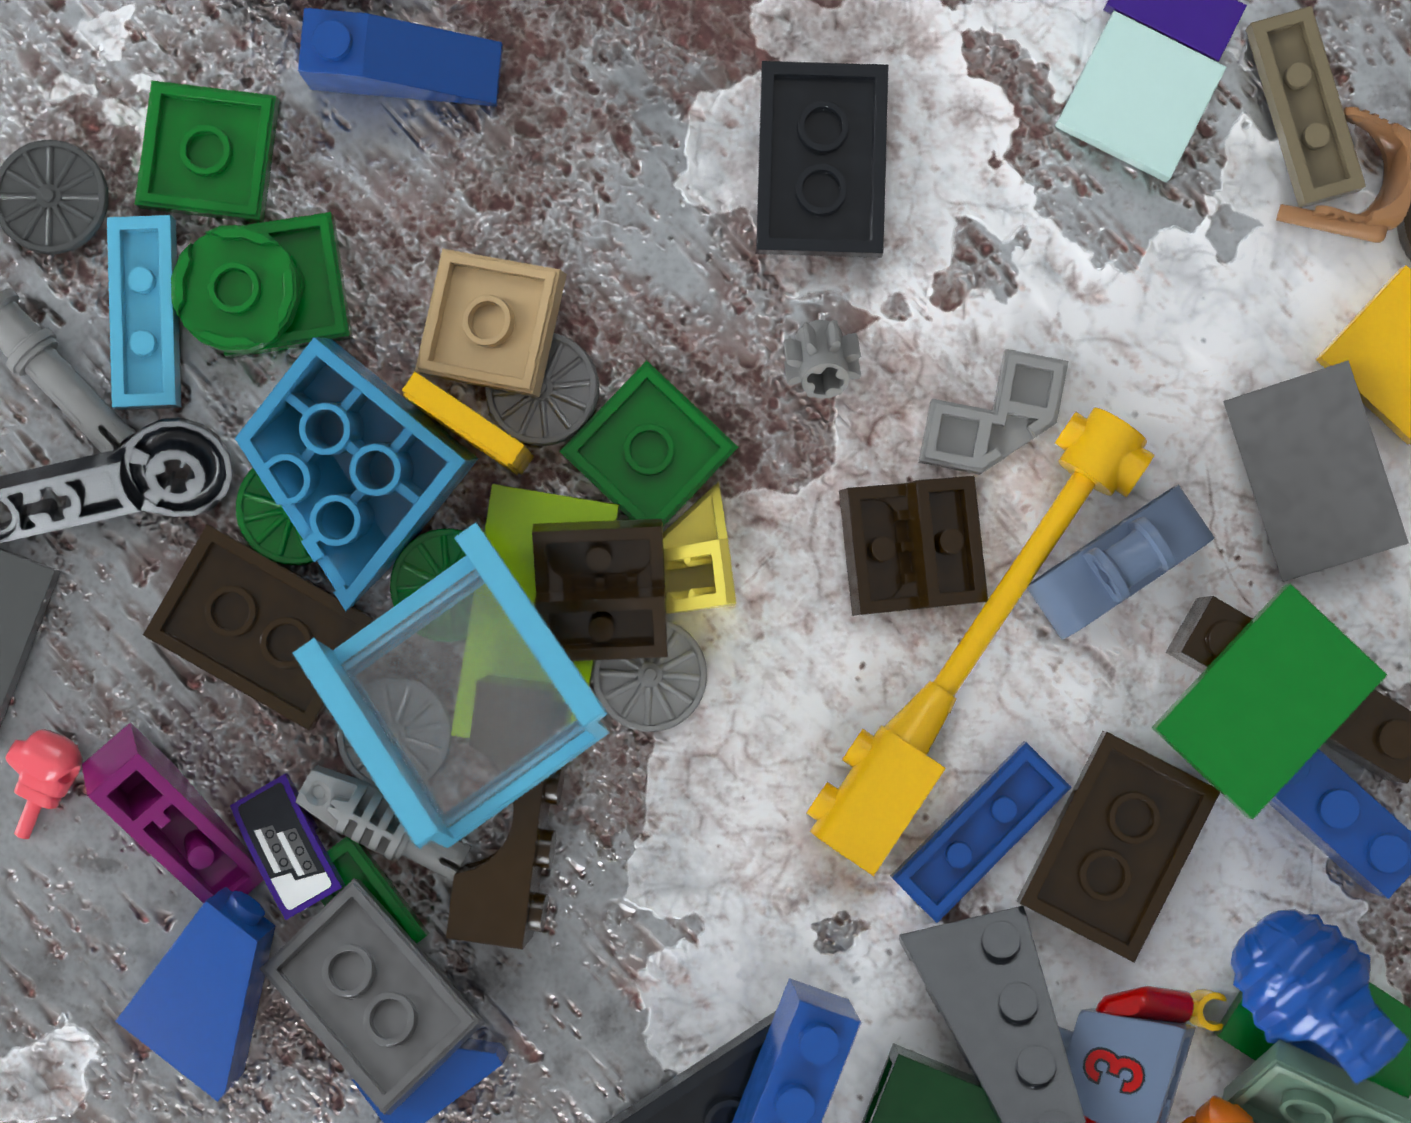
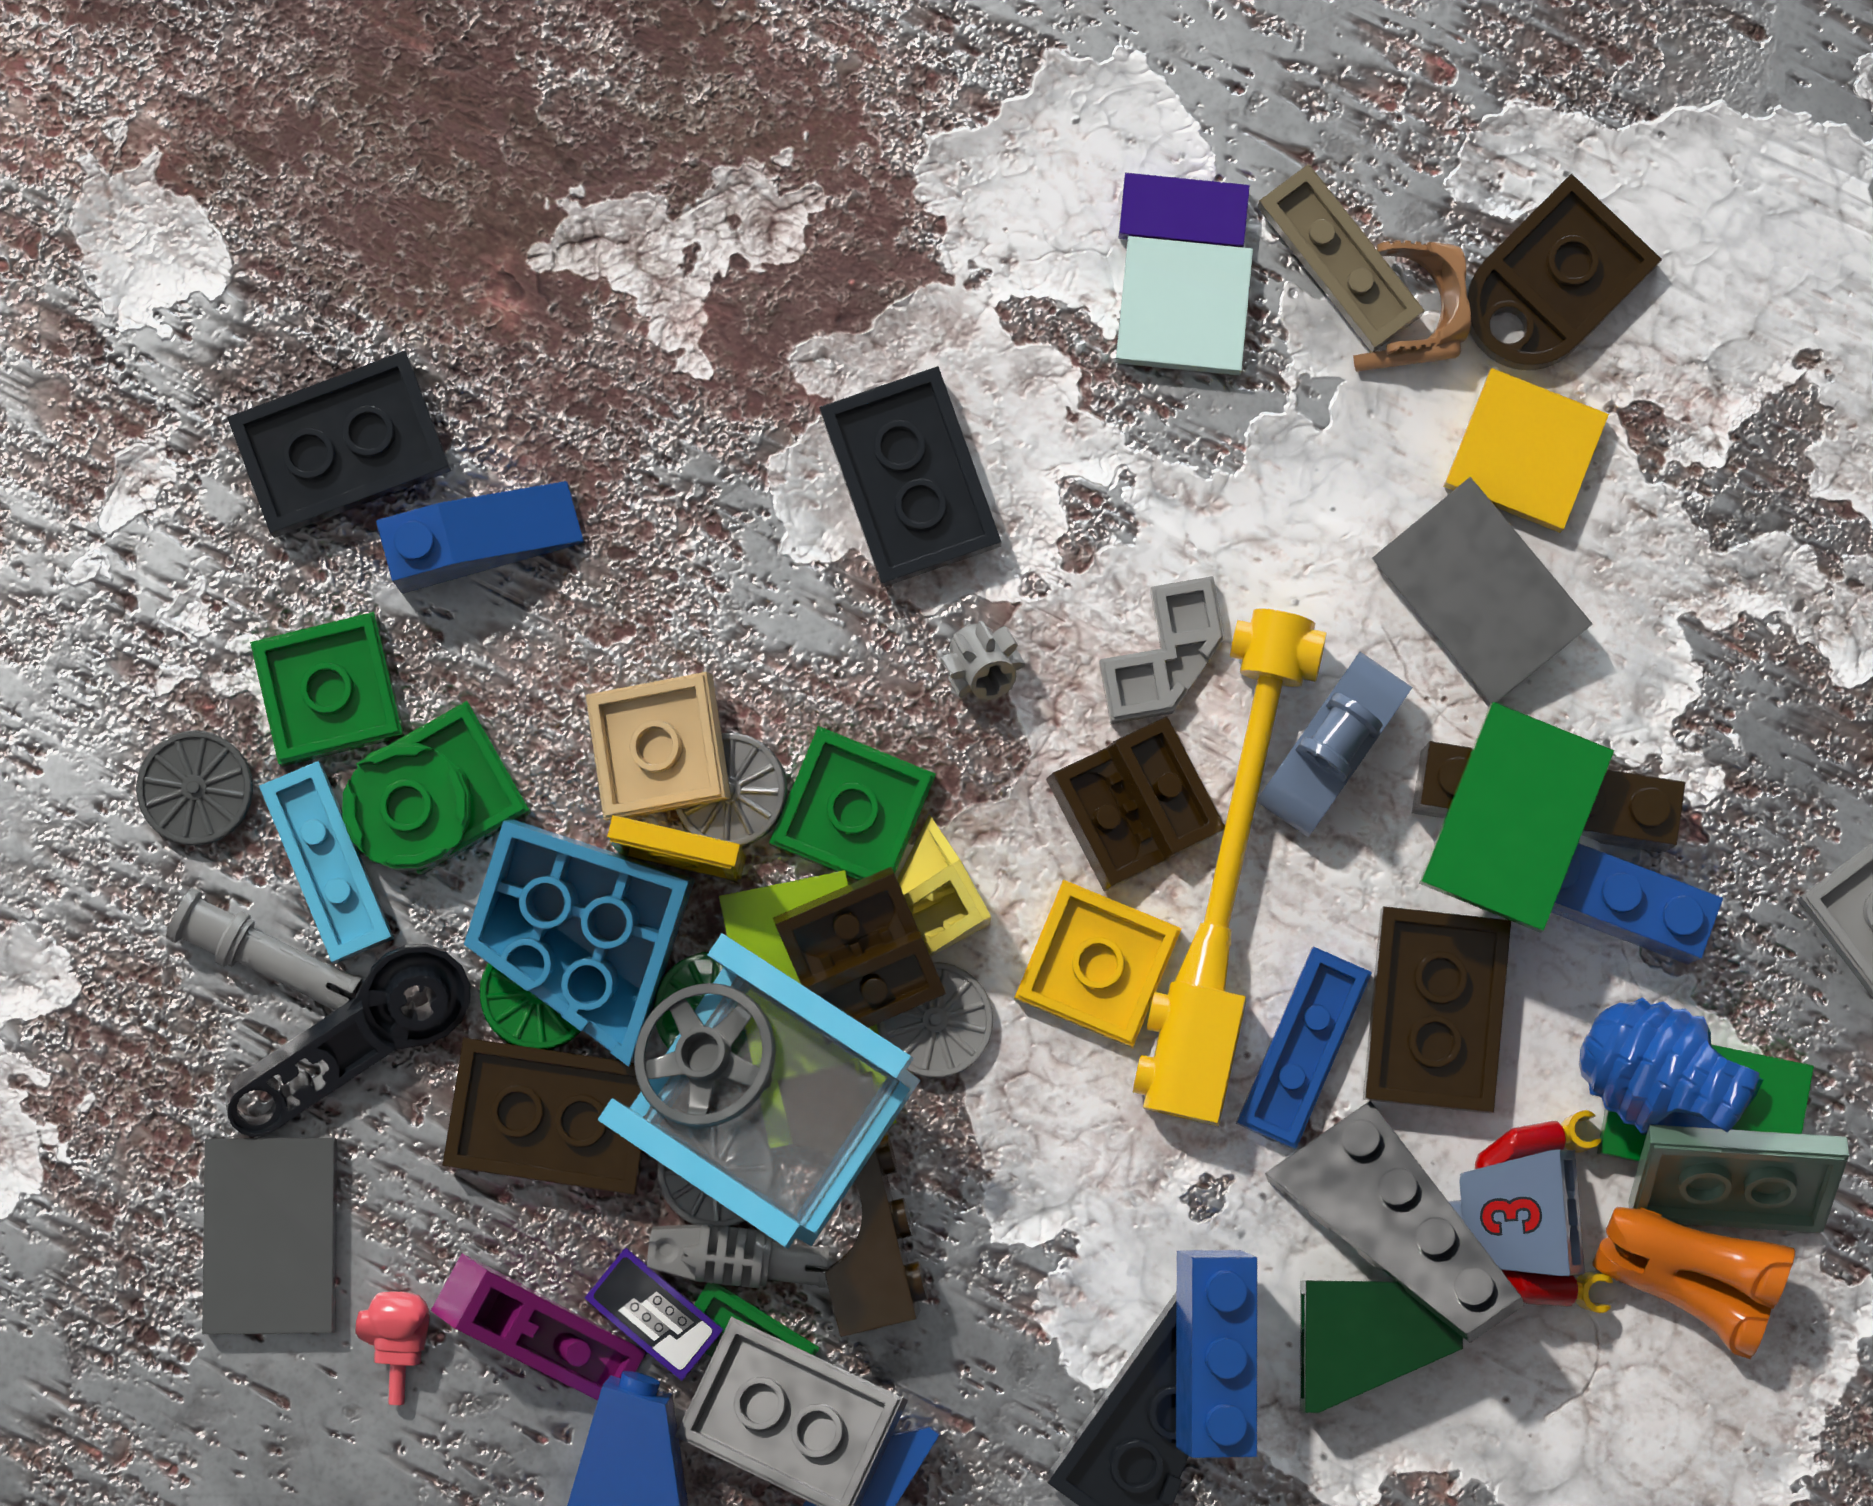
camera: 20 degrees left, 5 degrees down
(419, 631) = (706, 1055): none -> dark grey wheel
(820, 680) = (1097, 963): none -> yellow tile

